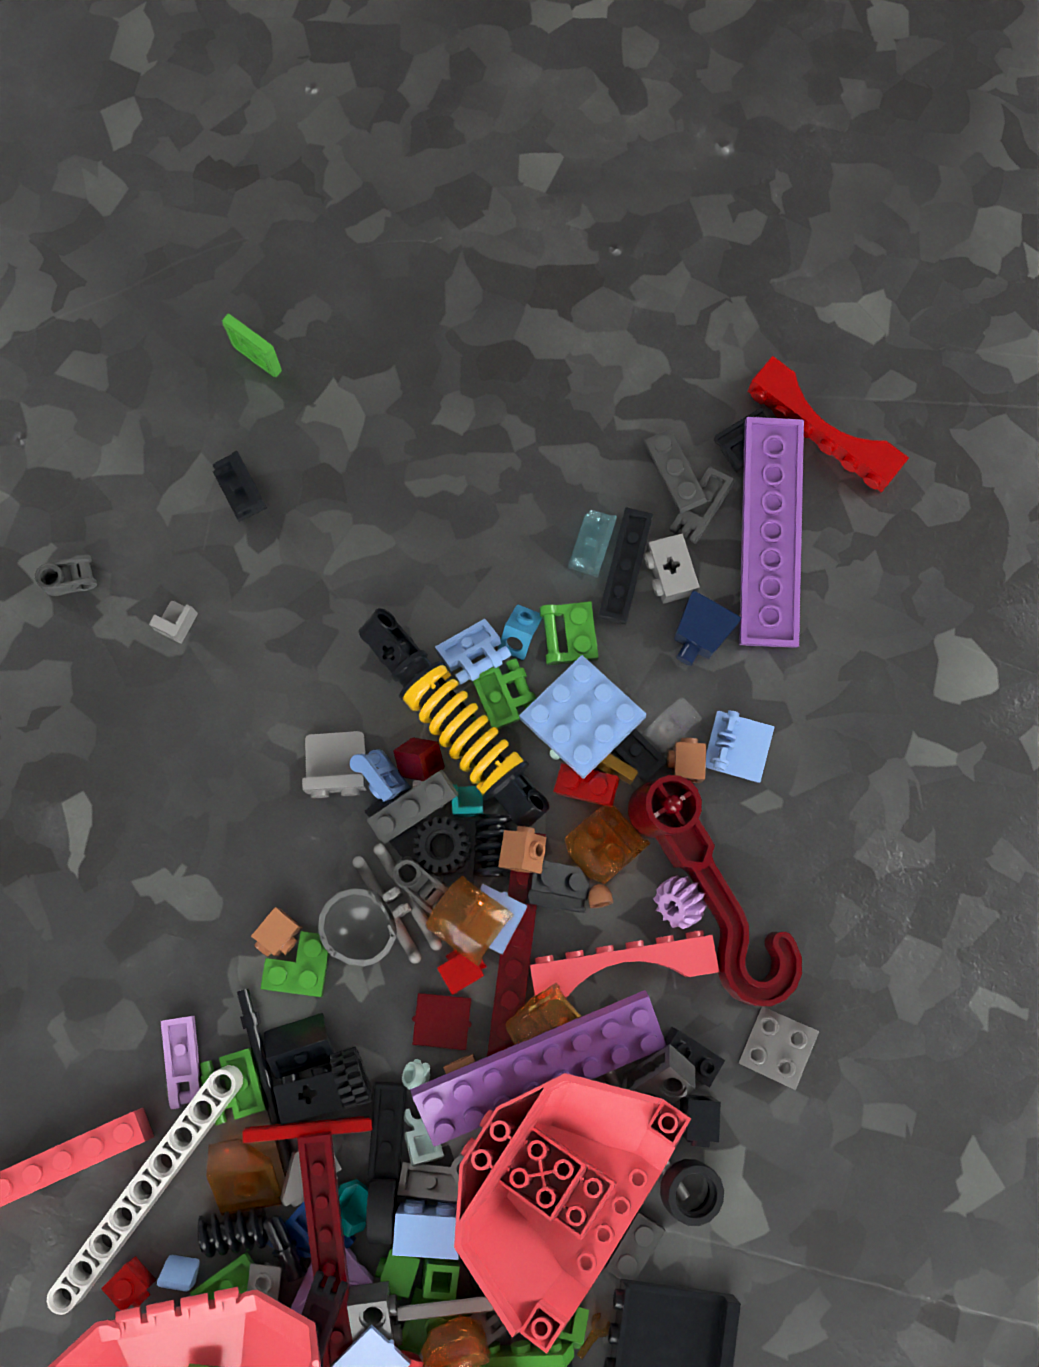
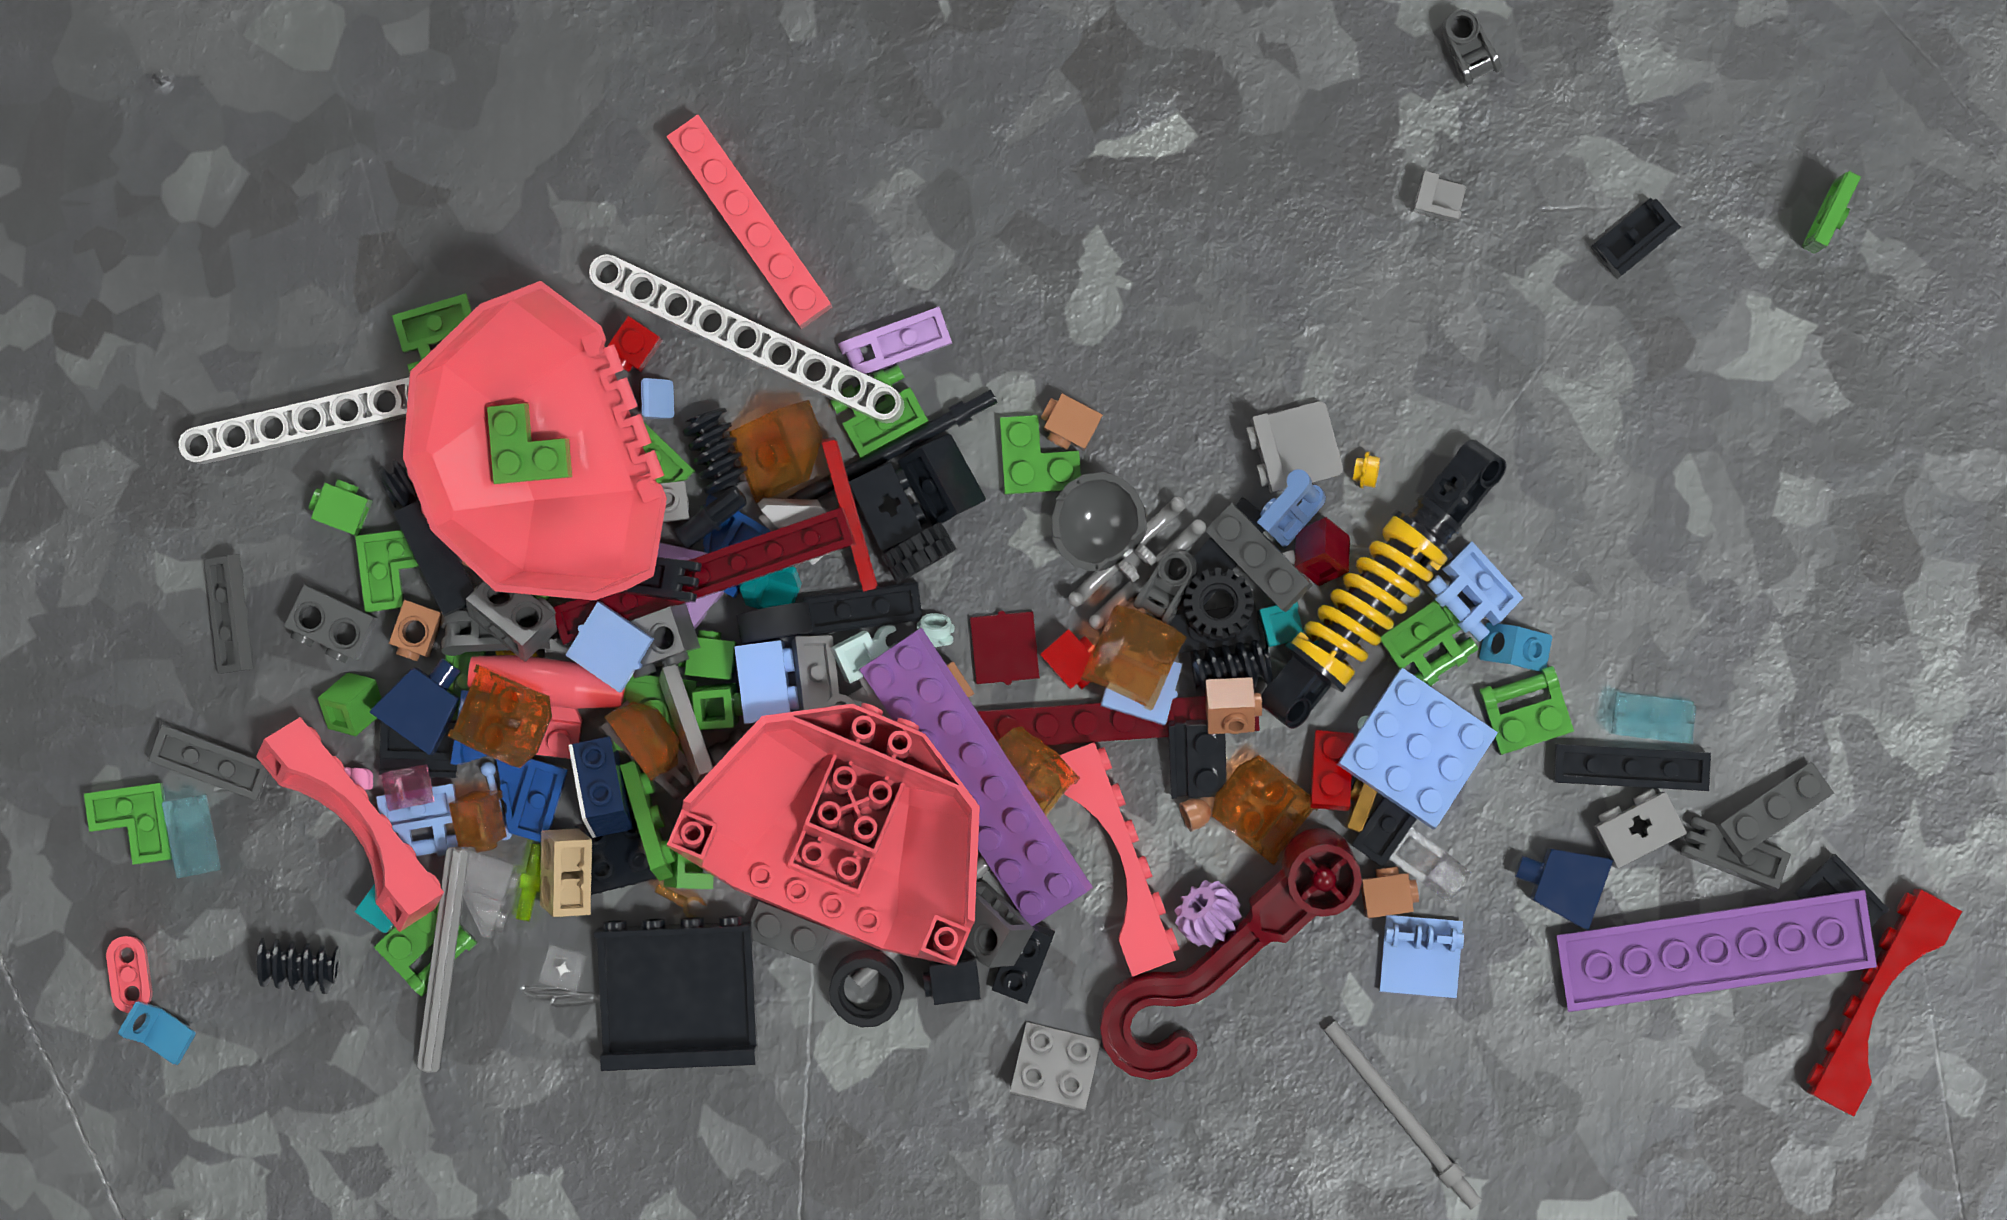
camera: 80 degrees right, 10 degrees up
(365, 714) = (1366, 470): none -> yellow plate
(903, 758) = (1450, 1173): none -> light grey bar

